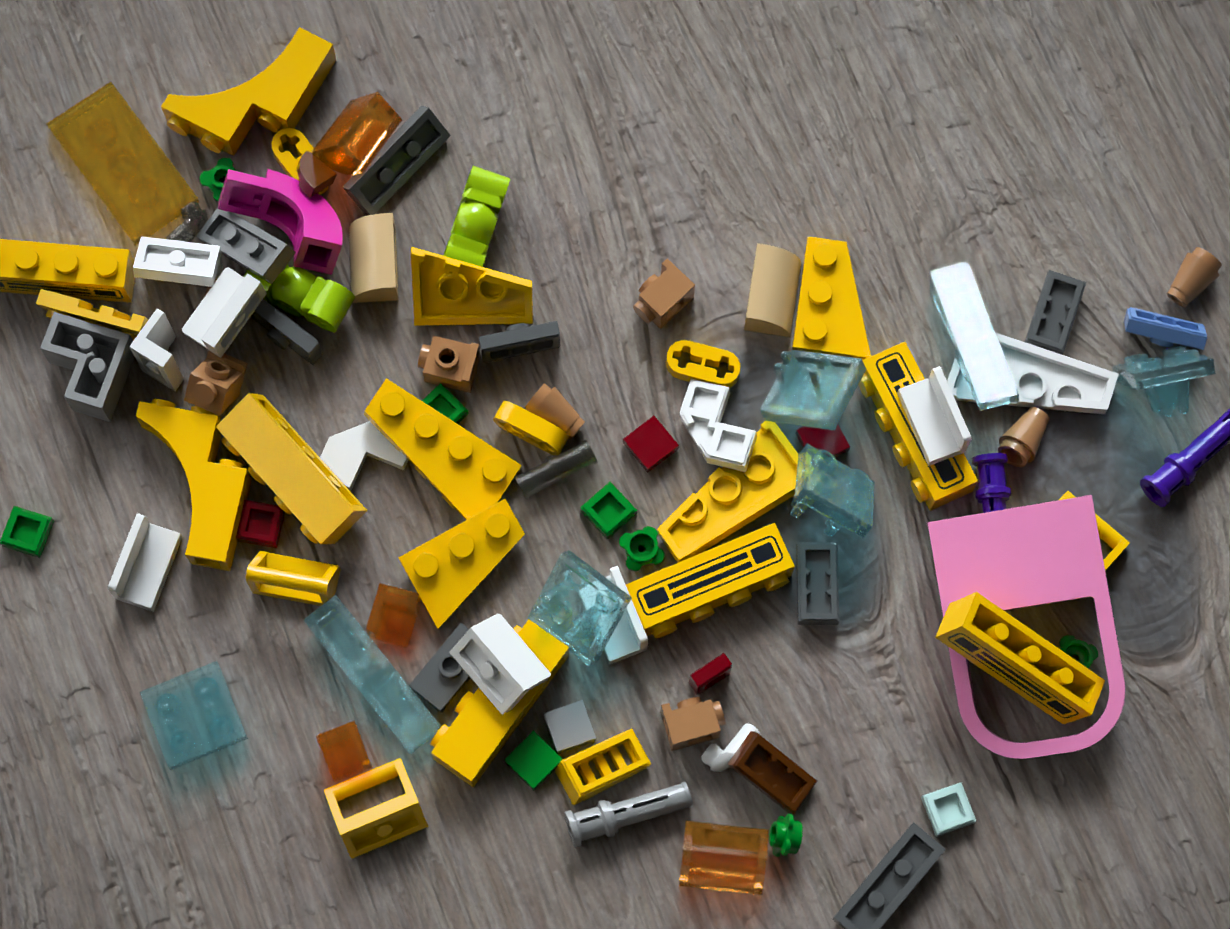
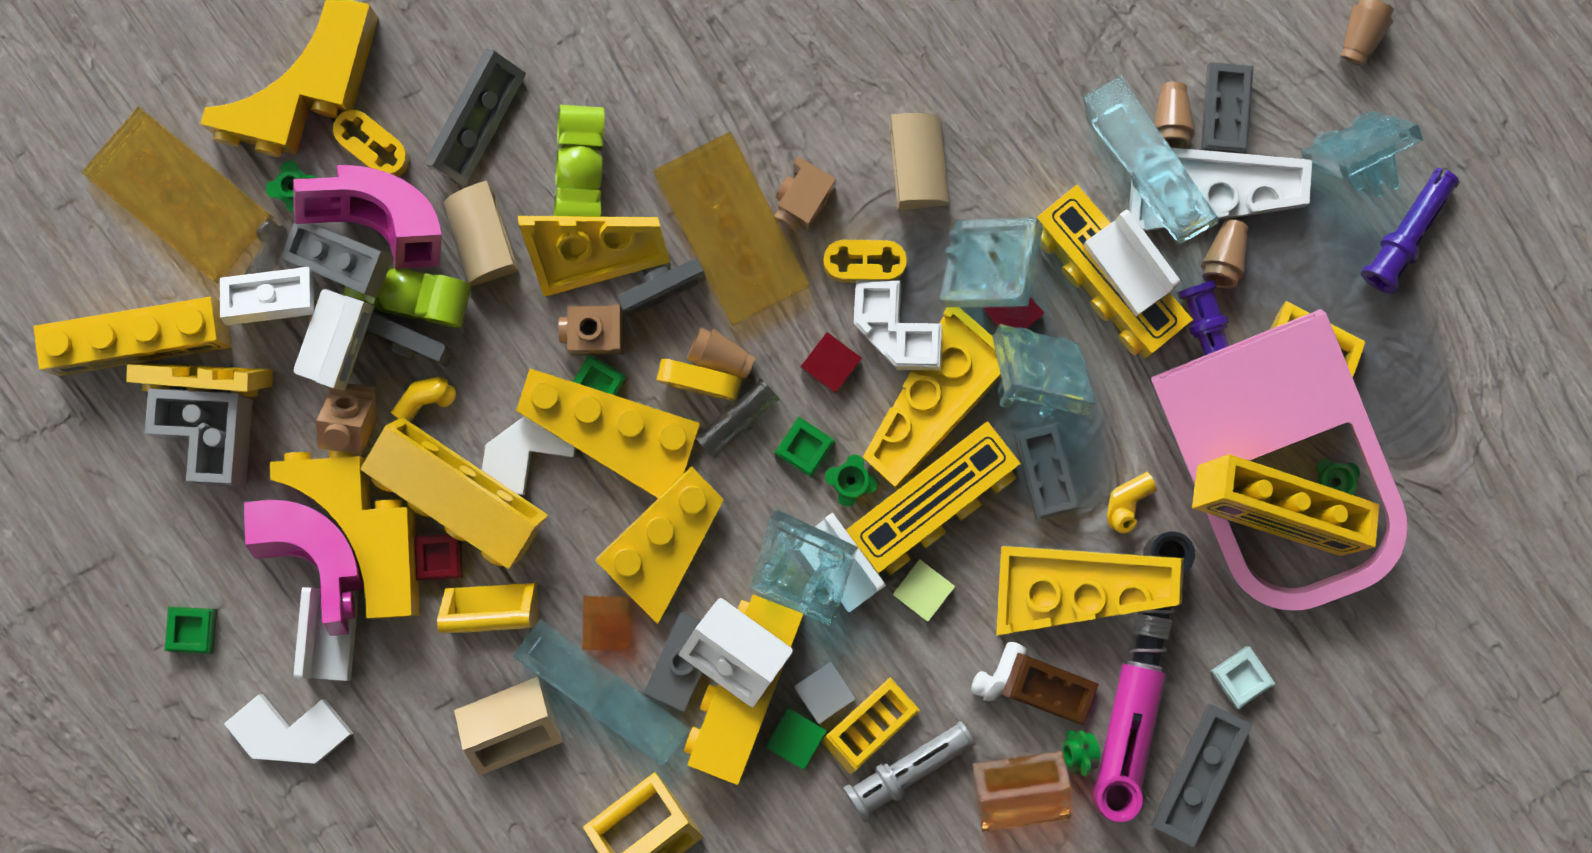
camera: 10 degrees left, 10 degrees up
(99, 652) = (269, 737): none -> white tile
(151, 351) = (266, 395): white panel -> none
(151, 471) = (299, 531): none -> arch
(193, 715) = (424, 784): clear light blue plate -> none
(281, 684) = (507, 726): none -> tan brick
(287, 380) = (422, 393): none -> yellow arm
(314, 174) = (389, 158): reddish brown tile -> none
(344, 751) = (595, 782): clear orange panel -> none
(357, 134) = (424, 100): clear orange brick -> none
(593, 309) = (731, 228): none -> clear yellow tile
(680, 659) = (923, 590): none -> yellowish green tile
(692, 722) = (953, 656): medium nougat brick -> none
(710, 674) = (959, 599): dark red tile -> none
(815, 685) = (1075, 586): none -> yellow wing
(828, 303) = (982, 161): yellow wing -> none
(856, 785) = (1138, 699): none -> dark pink piece
(880, 627) = (1124, 501): none -> yellow arm
(1006, 307) = (1174, 115): none -> medium nougat cone
(1165, 329) = (1349, 96): medium blue plate -> none

